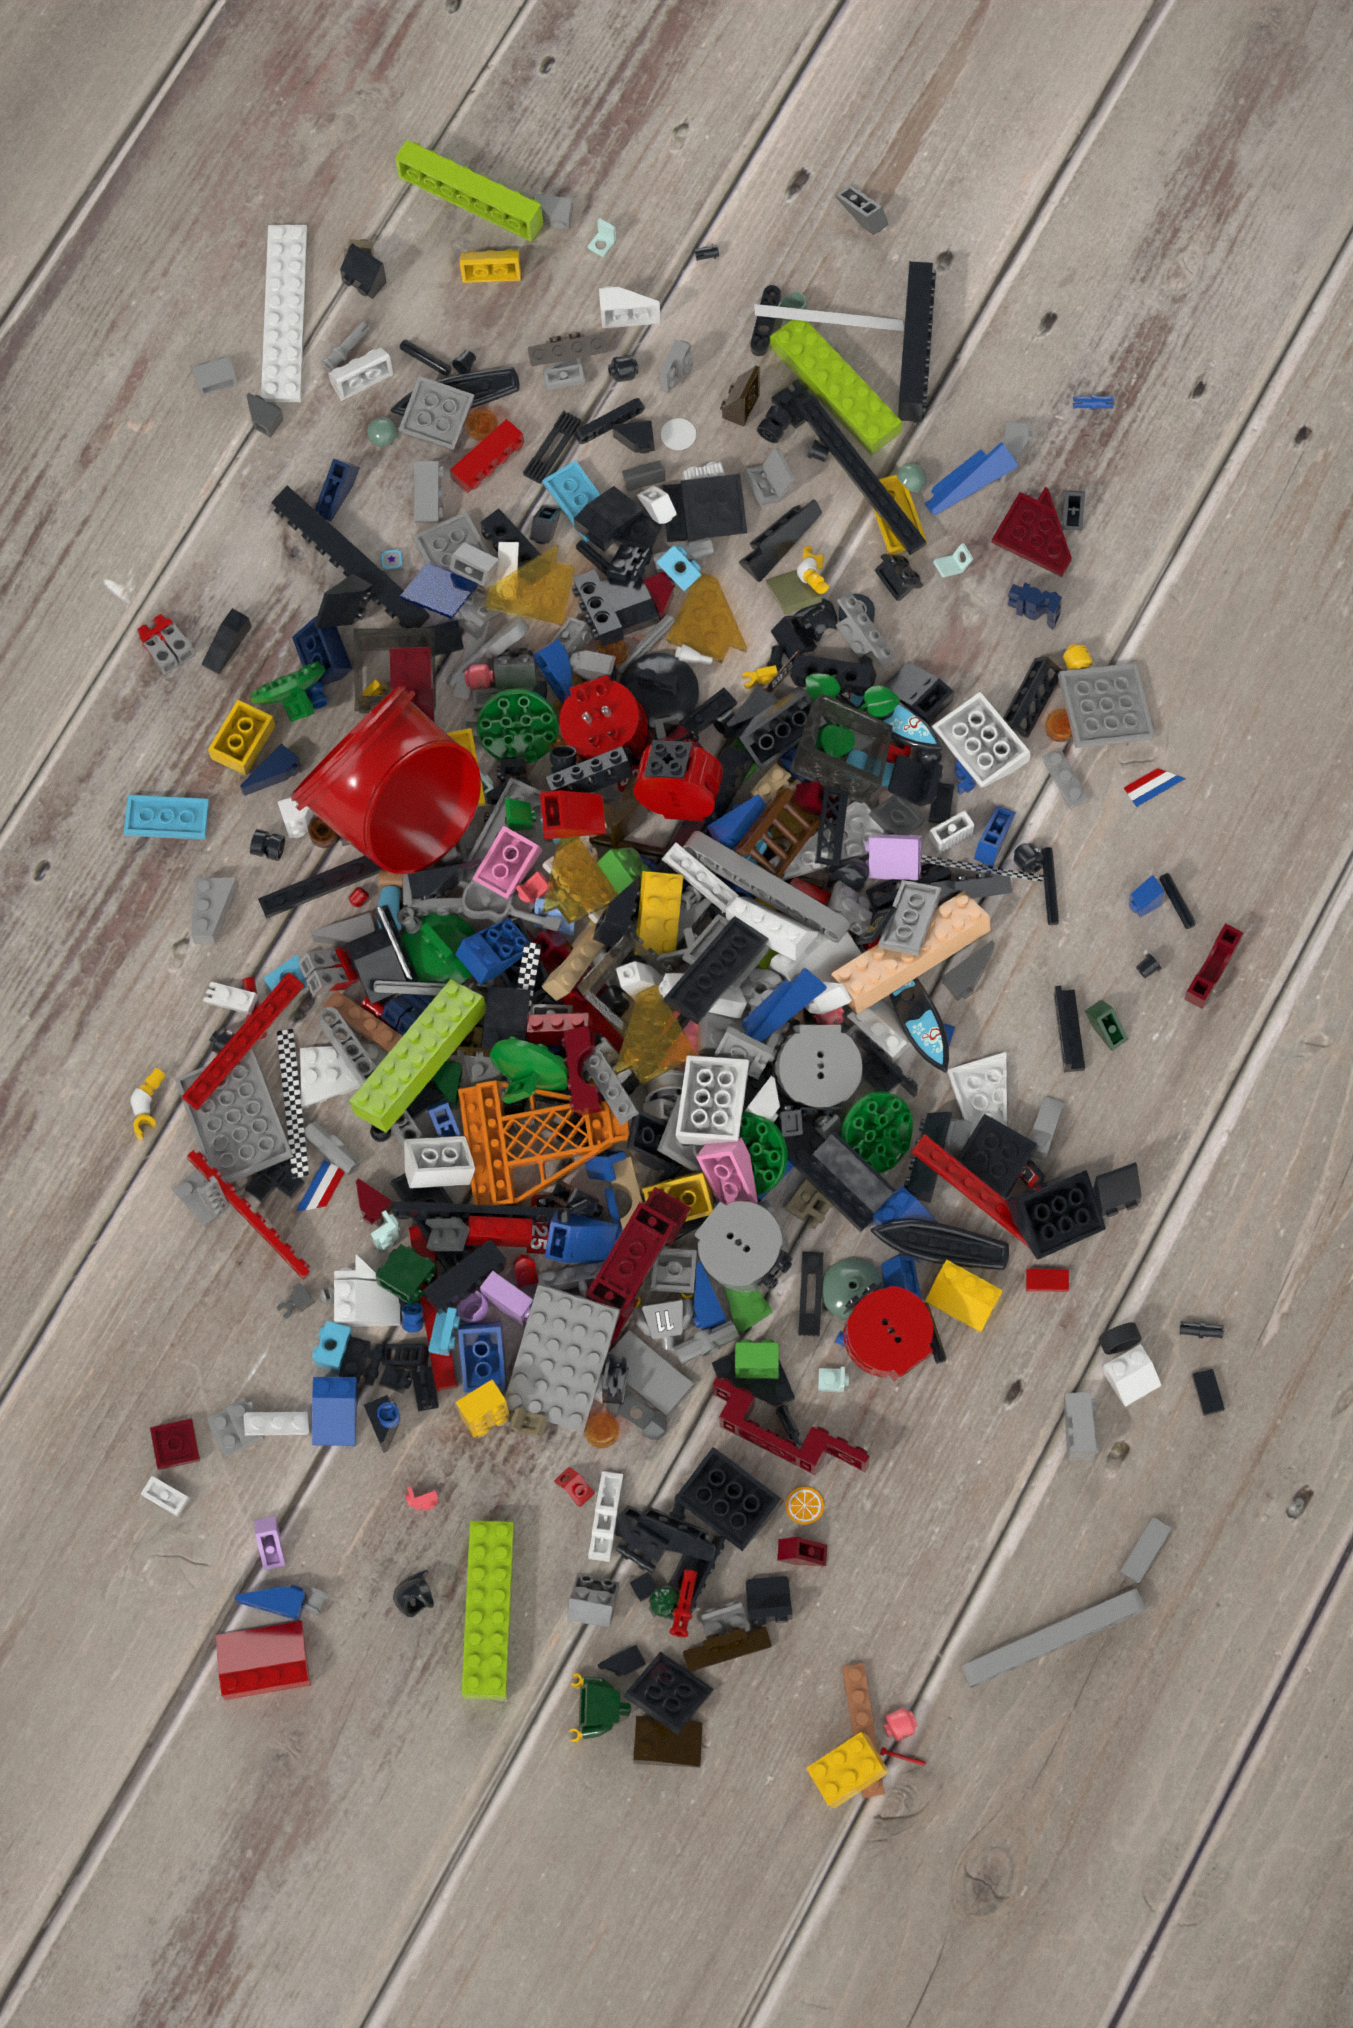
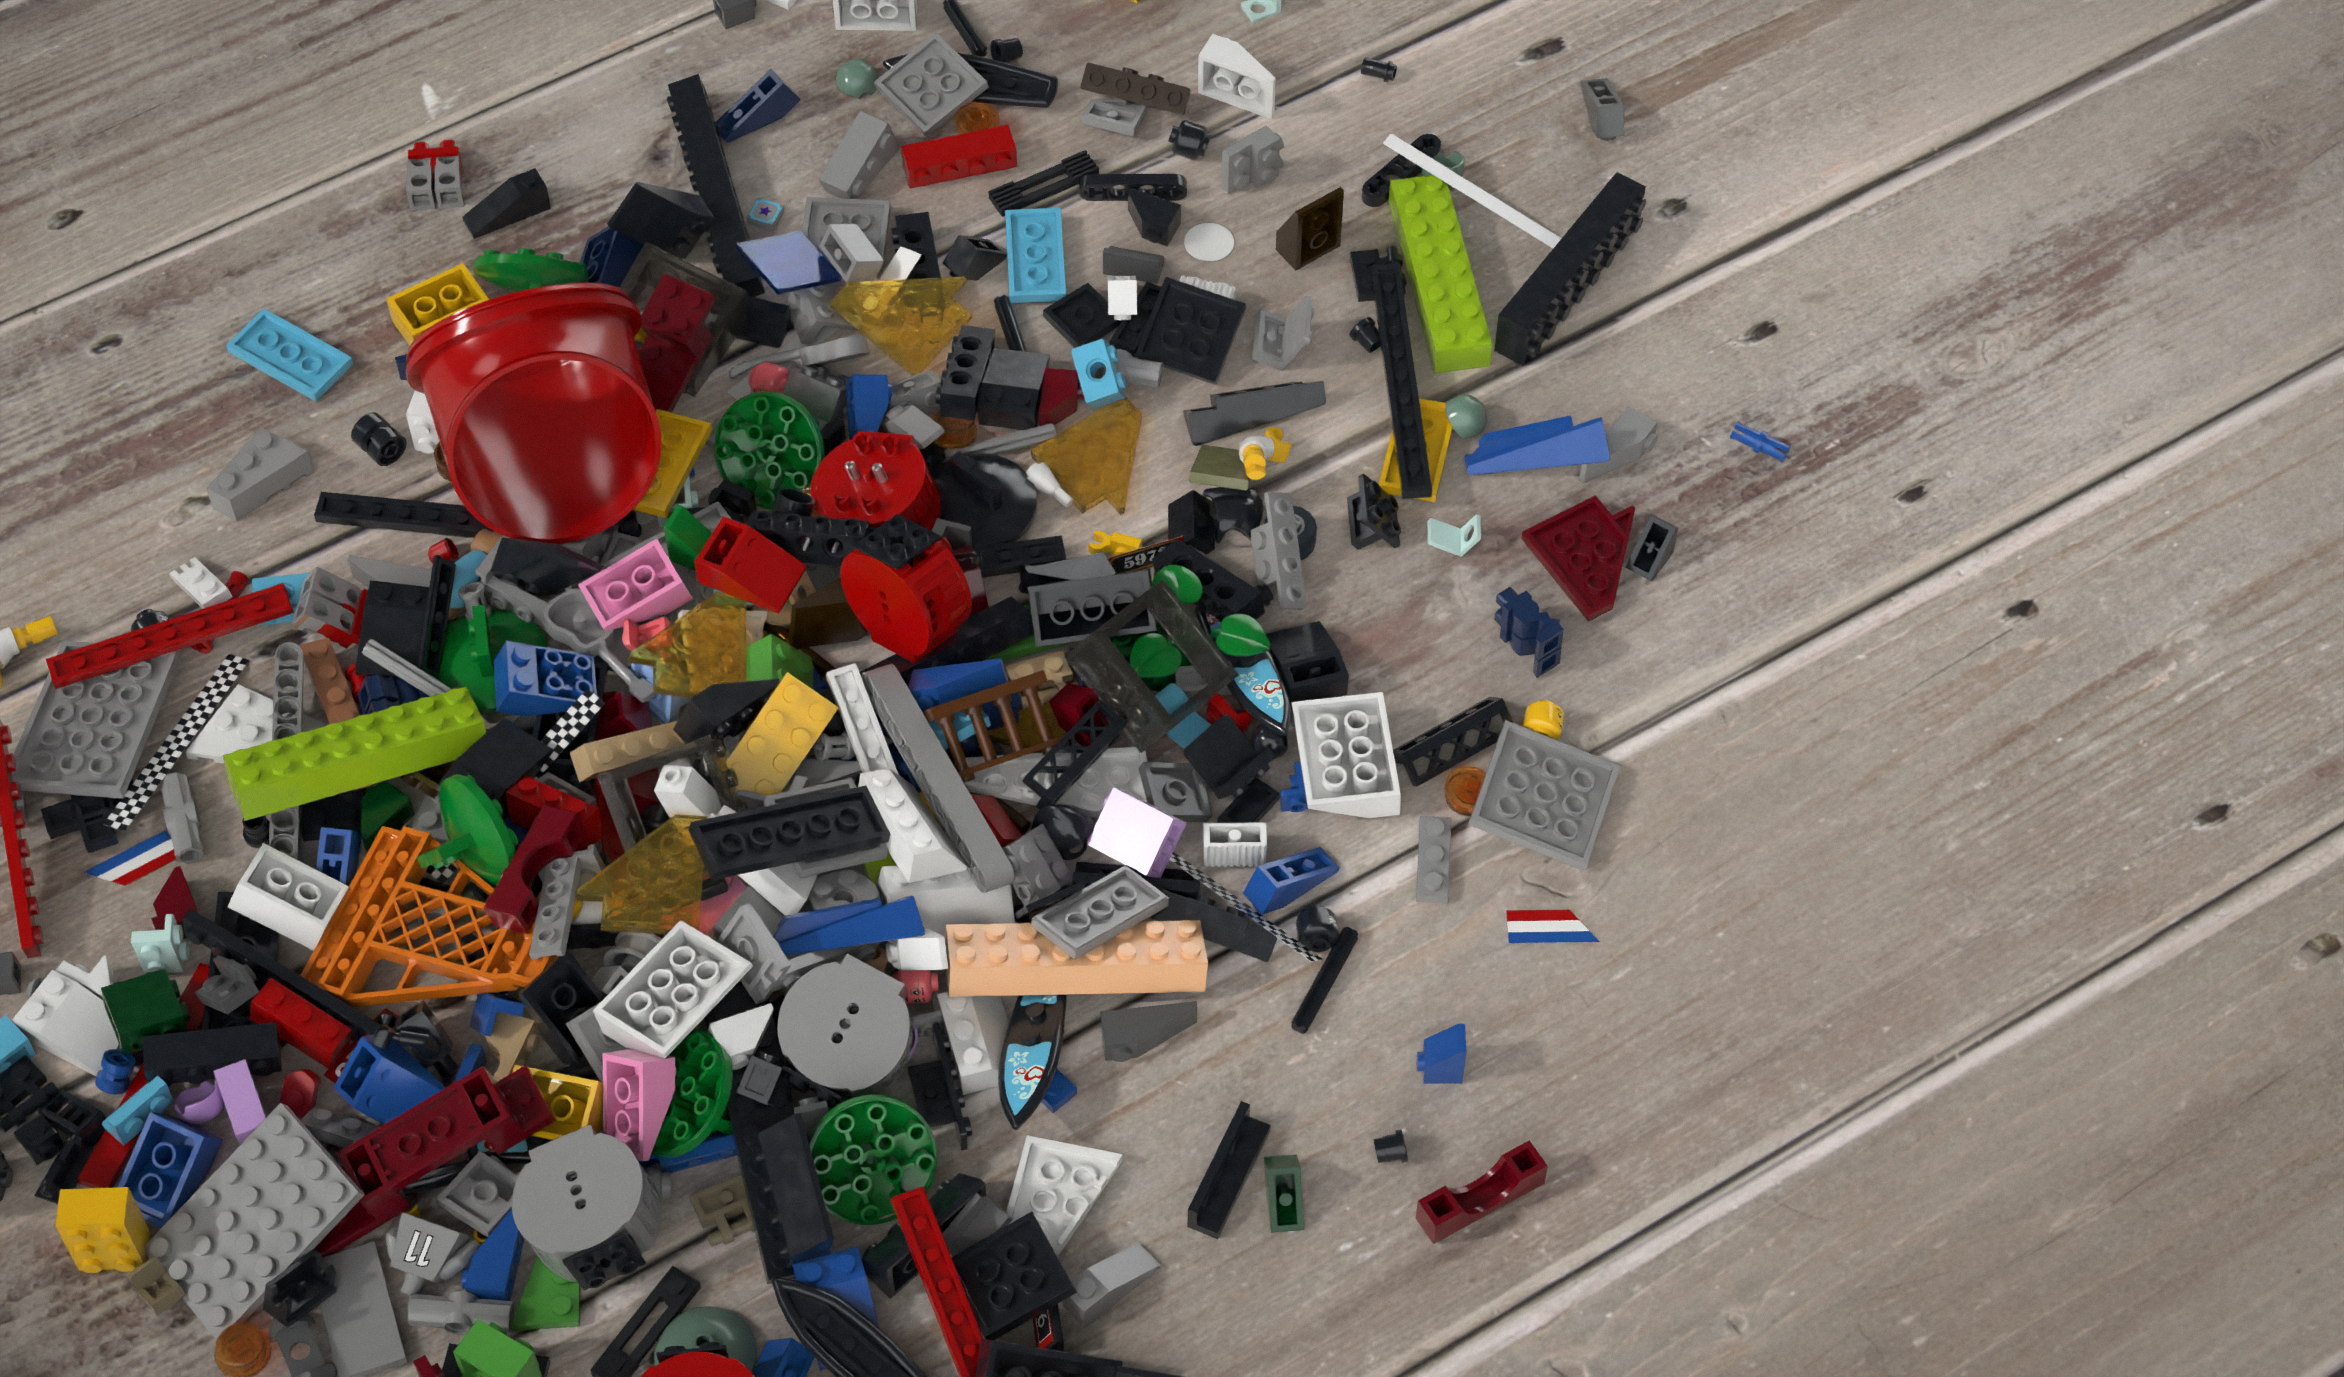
camera: 25 degrees right, 15 degrees down
(607, 517) = (1050, 281): black slope -> none
(624, 561) = (1042, 343): black plate -> none
(774, 423) = (1330, 280): black wheel -> none
(776, 657) = (1154, 533): black pin -> none
(1177, 901) = (1487, 1087): black axle -> none

